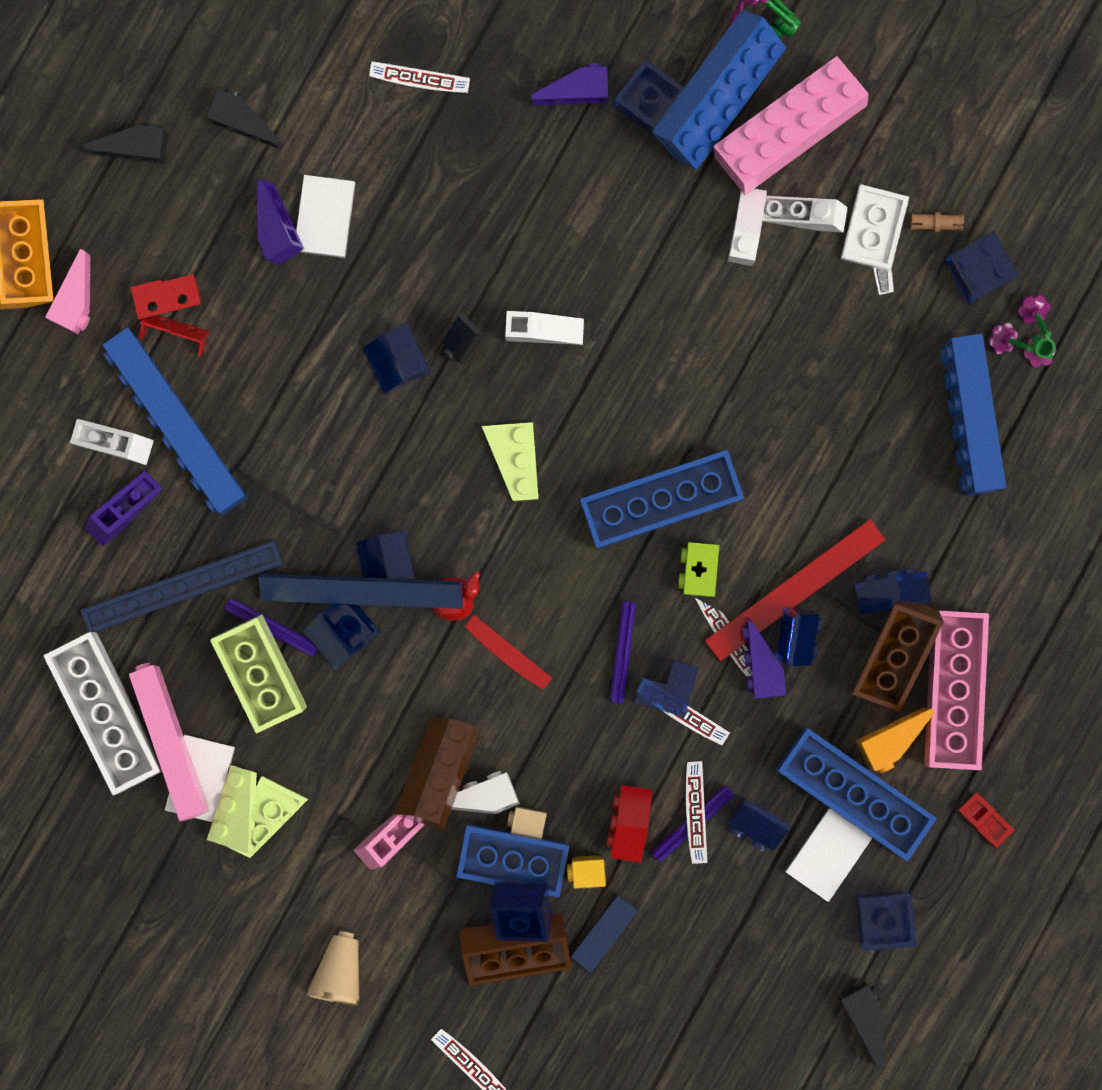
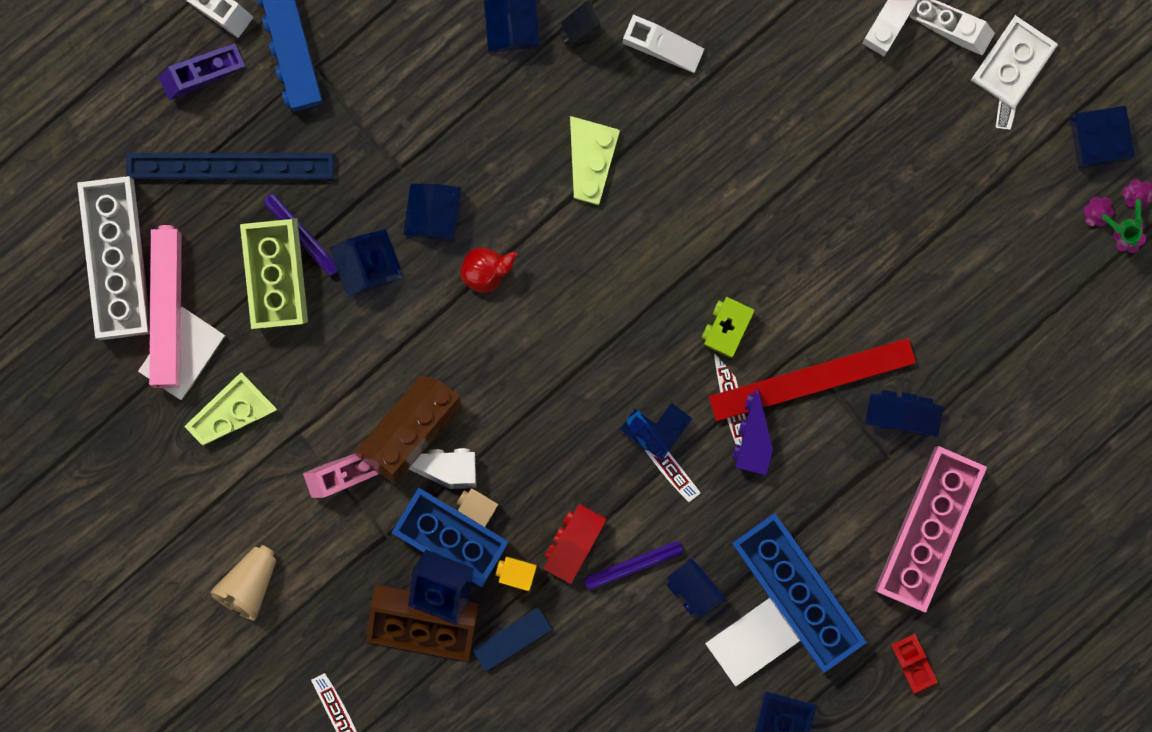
camera: 20 degrees right, 0 degrees up
(233, 814) = (203, 396): yellowish green wing -> none
(361, 591) = (399, 230): dark blue tile -> none
(507, 653) = (516, 340): red sticker -> none
(622, 652) = (626, 379): dark purple axle -> none
(661, 499) = (715, 247): blue brick -> none
(696, 812) = (640, 555): sticker -> none
(798, 637) = (798, 424): clear blue slope -> none
(890, 742) = (846, 556): light orange slope -> none
(898, 654) = (886, 474): reddish brown slope -> none
(937, 222) = (1076, 78): medium nougat pin -> none
(973, 415) = (1042, 274): blue brick -> none

